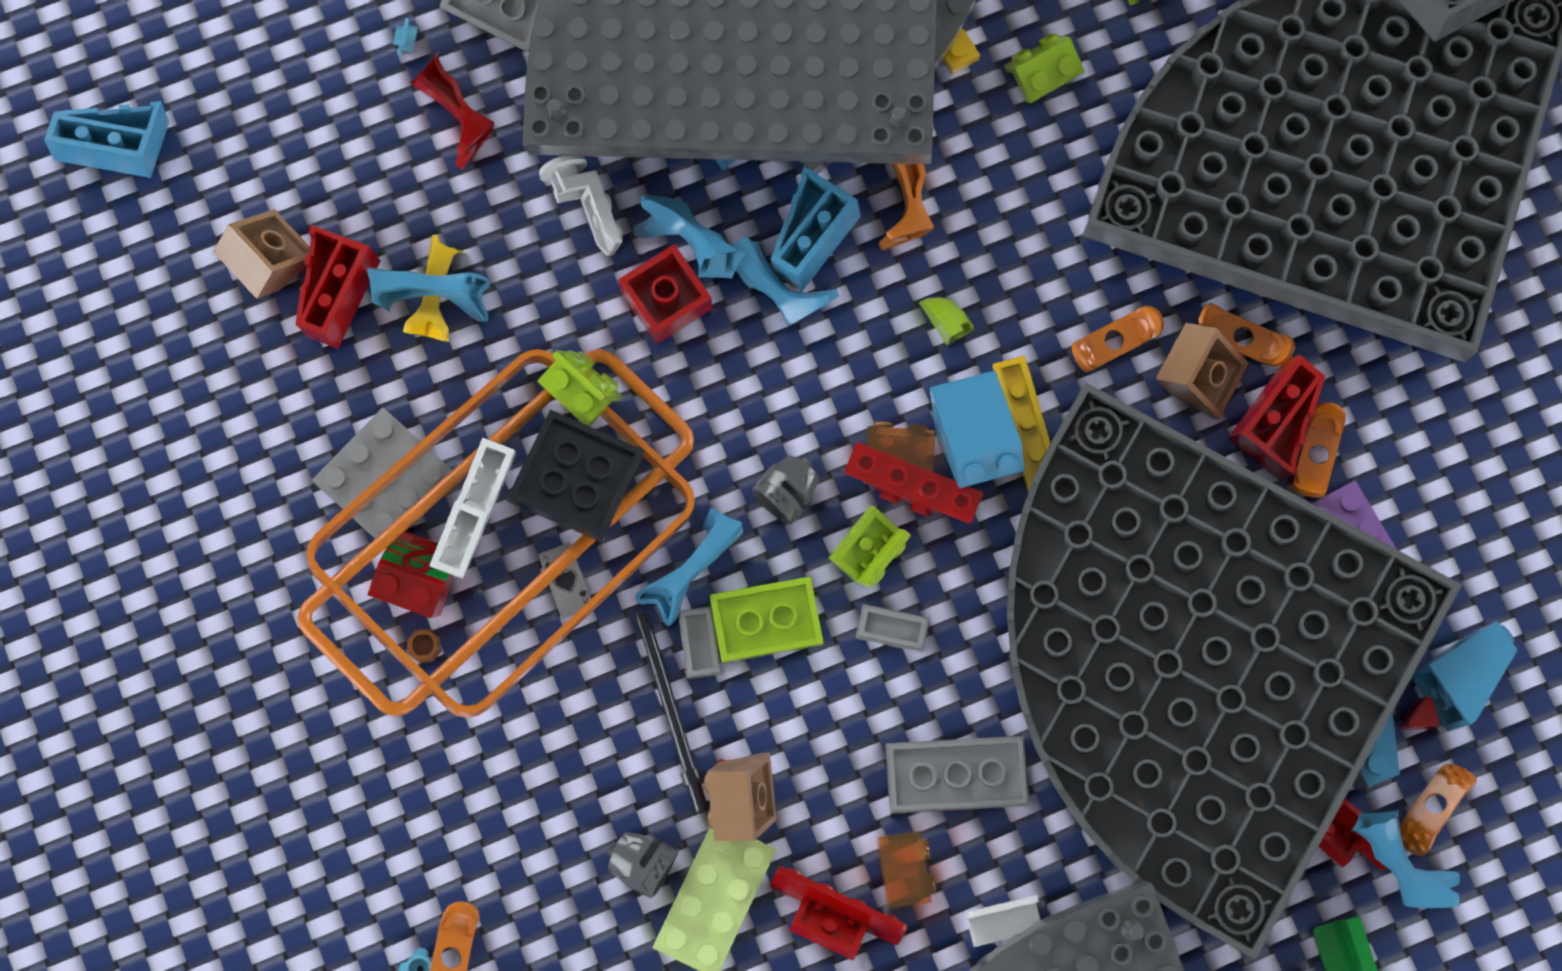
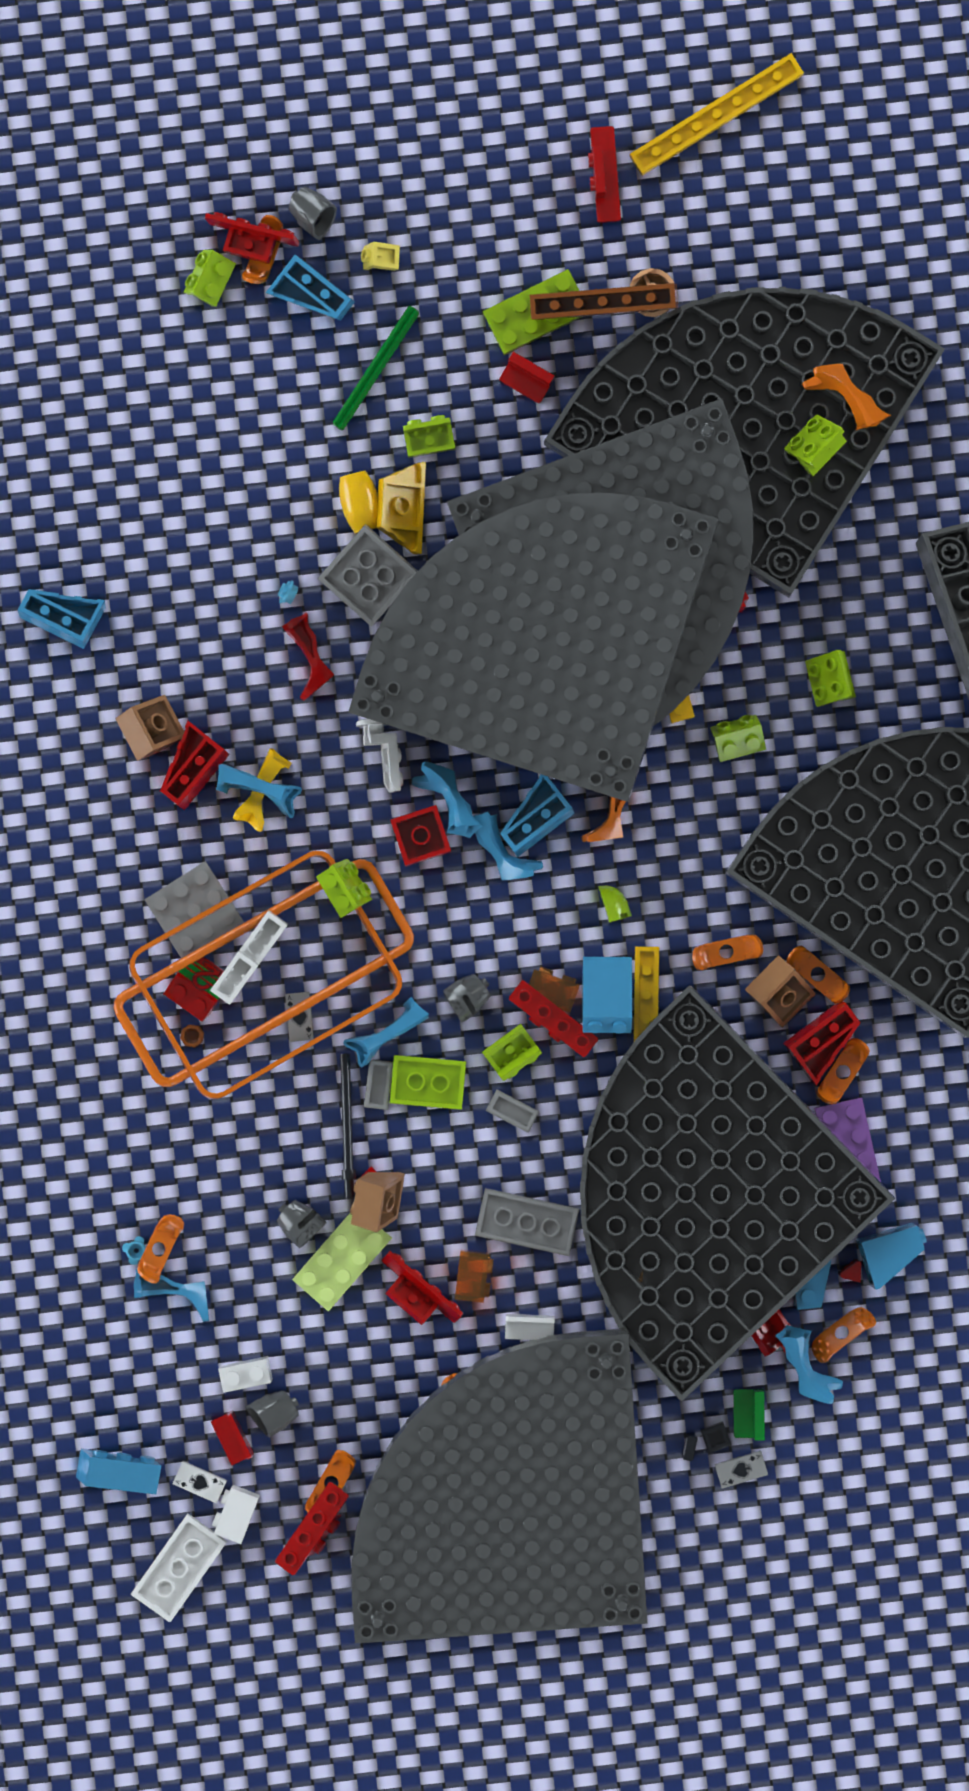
camera: 20 degrees right, 10 degrees up
(575, 475) = (324, 951): black plate -> none

